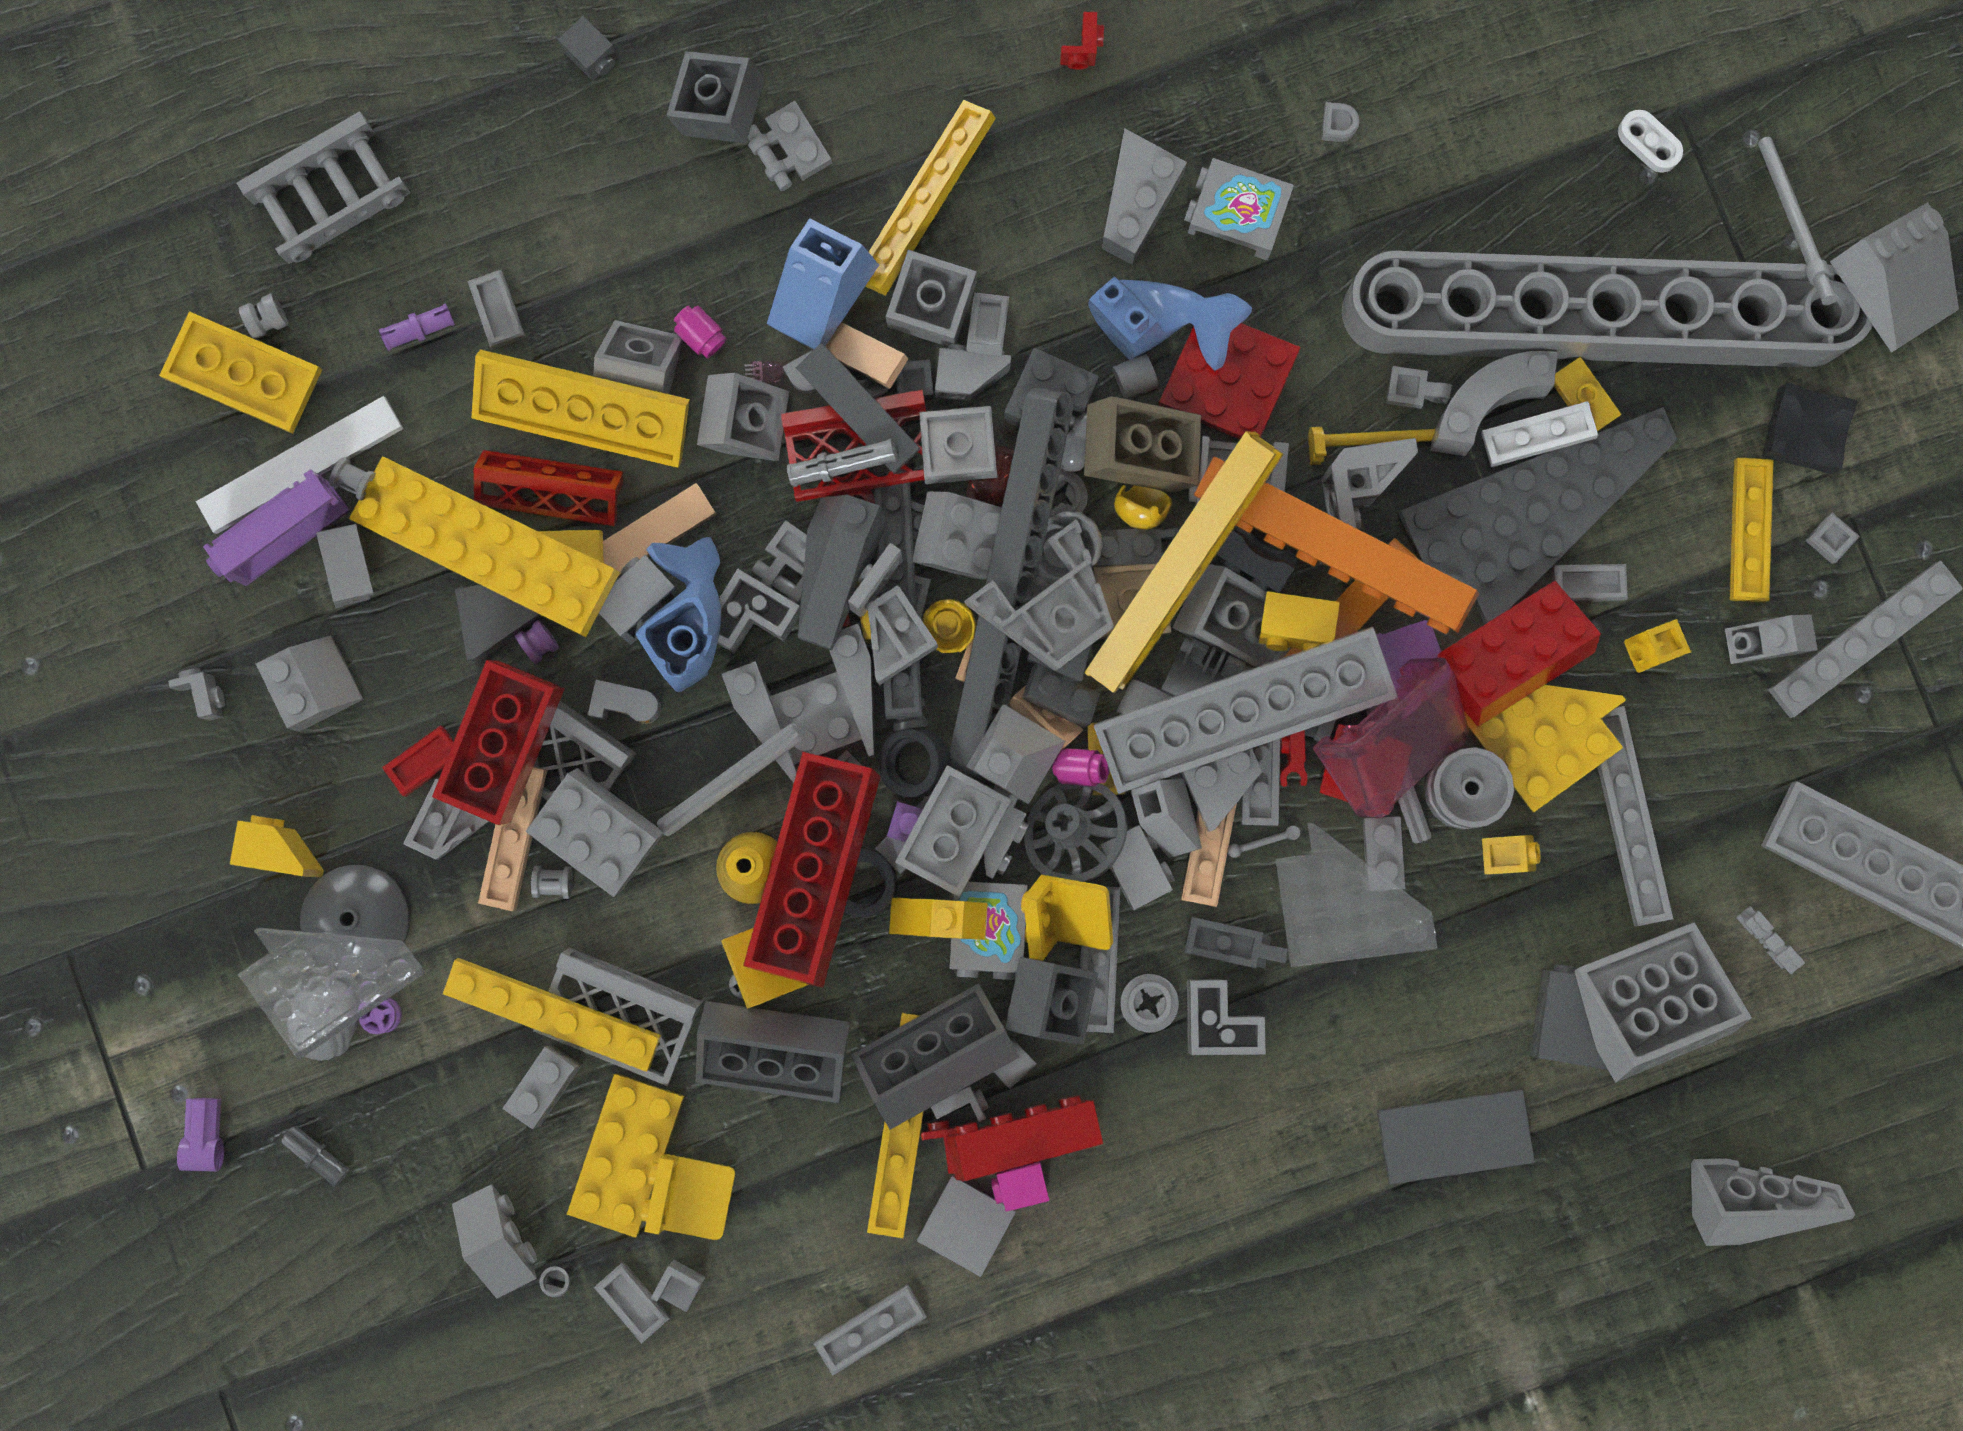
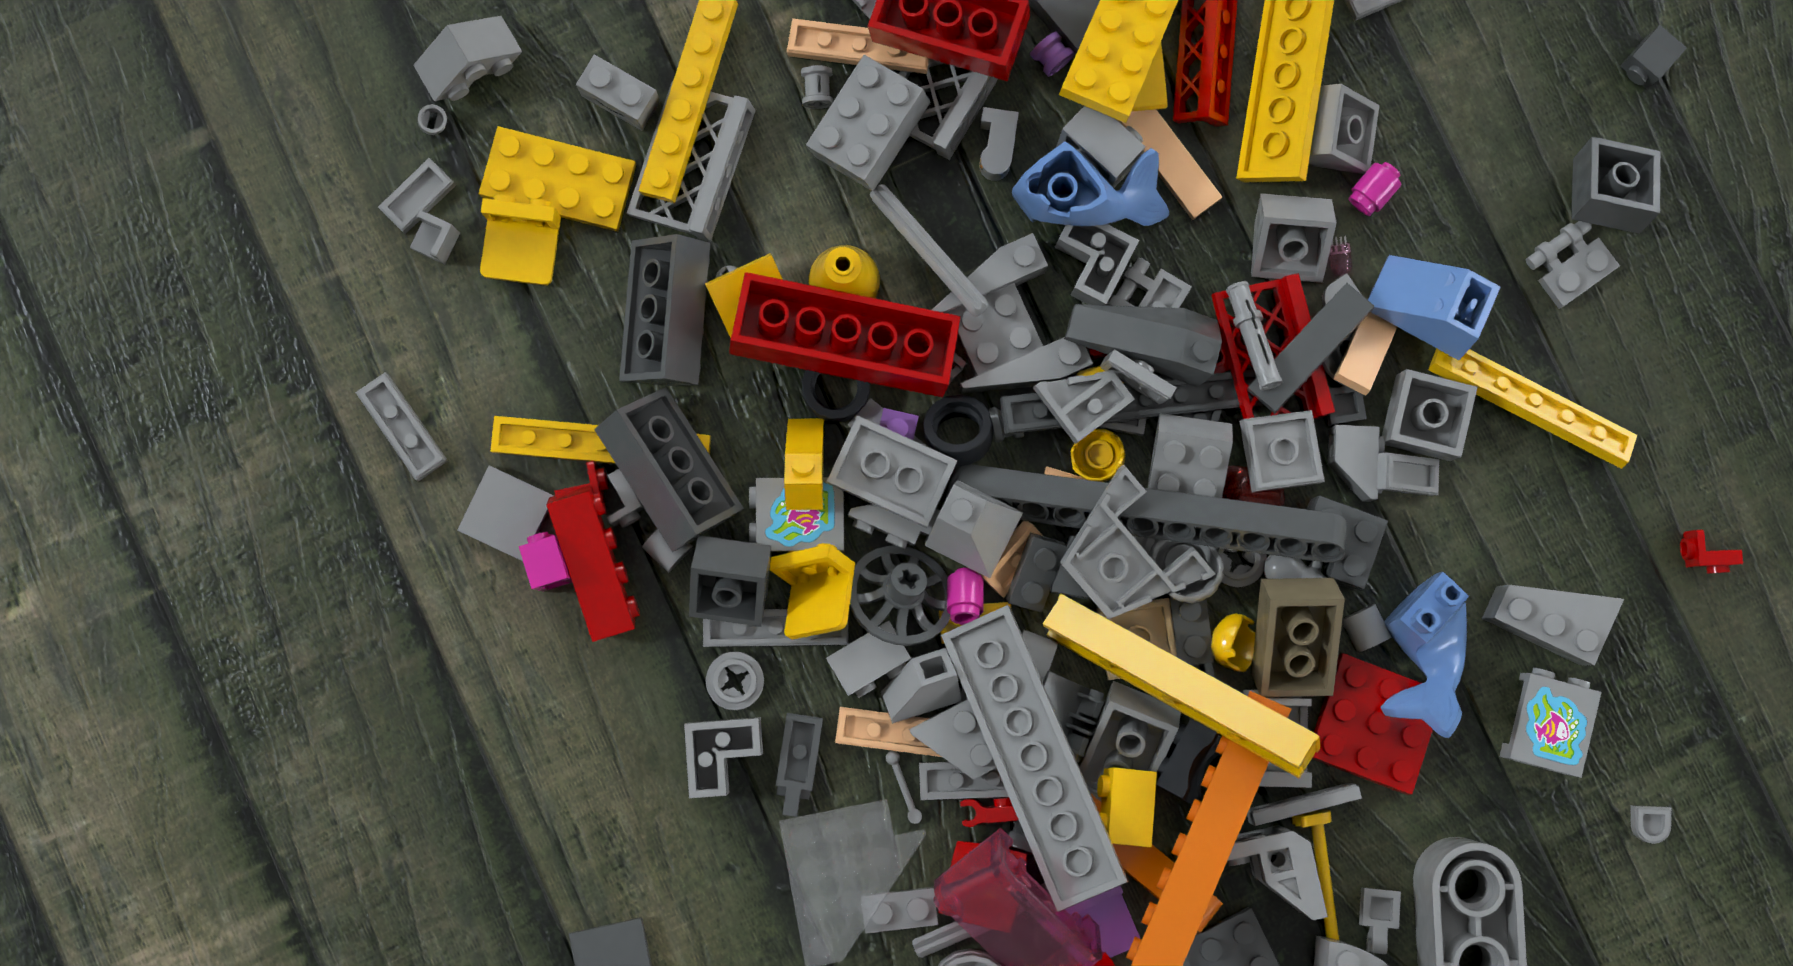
camera: 80 degrees right, 0 degrees up
(1303, 451) = (1303, 803): none -> light grey tile

